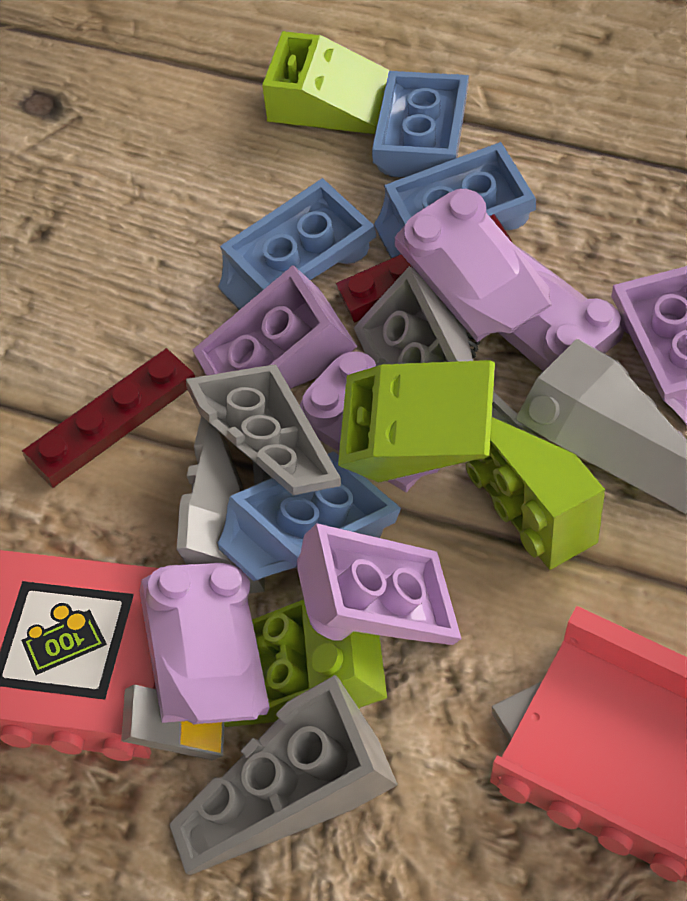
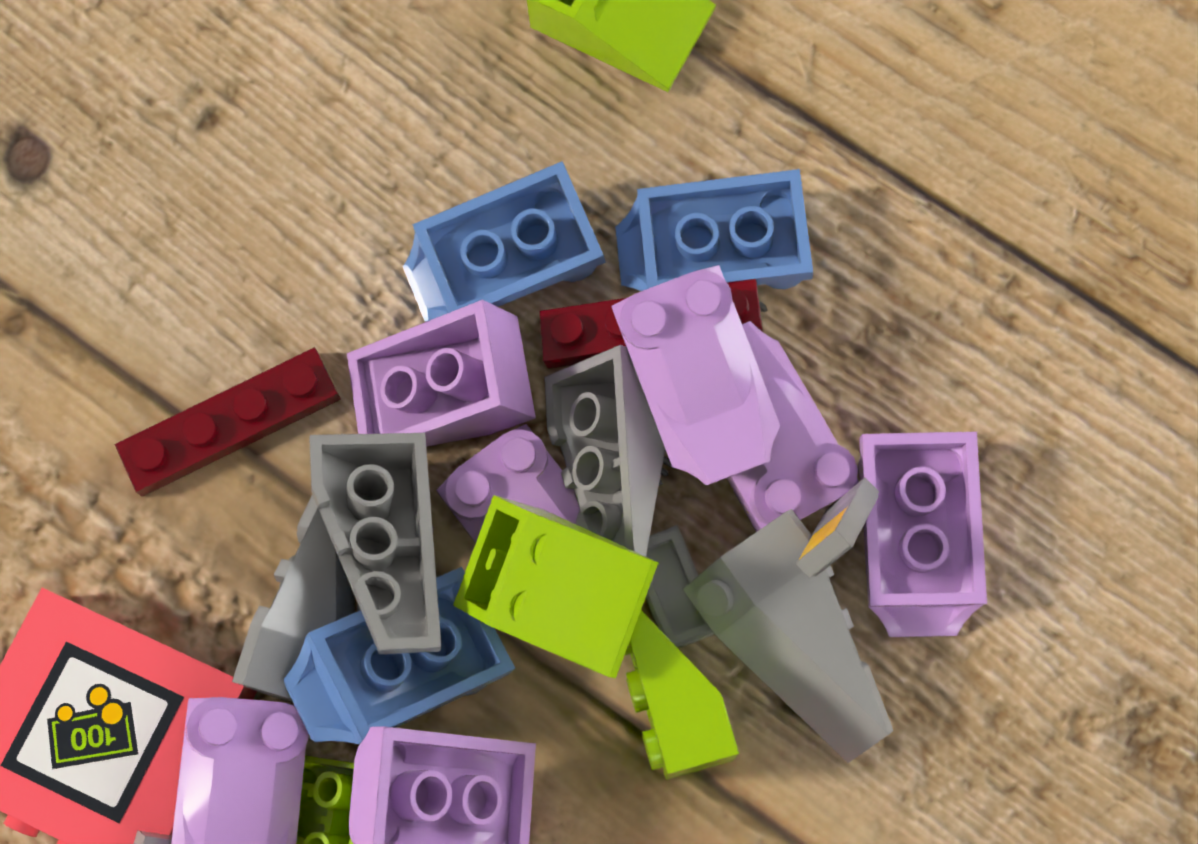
camera: 15 degrees right, 20 degrees up
(419, 121) = (715, 95): medium blue slope -> none
(620, 335) = (838, 529): none -> light grey tile

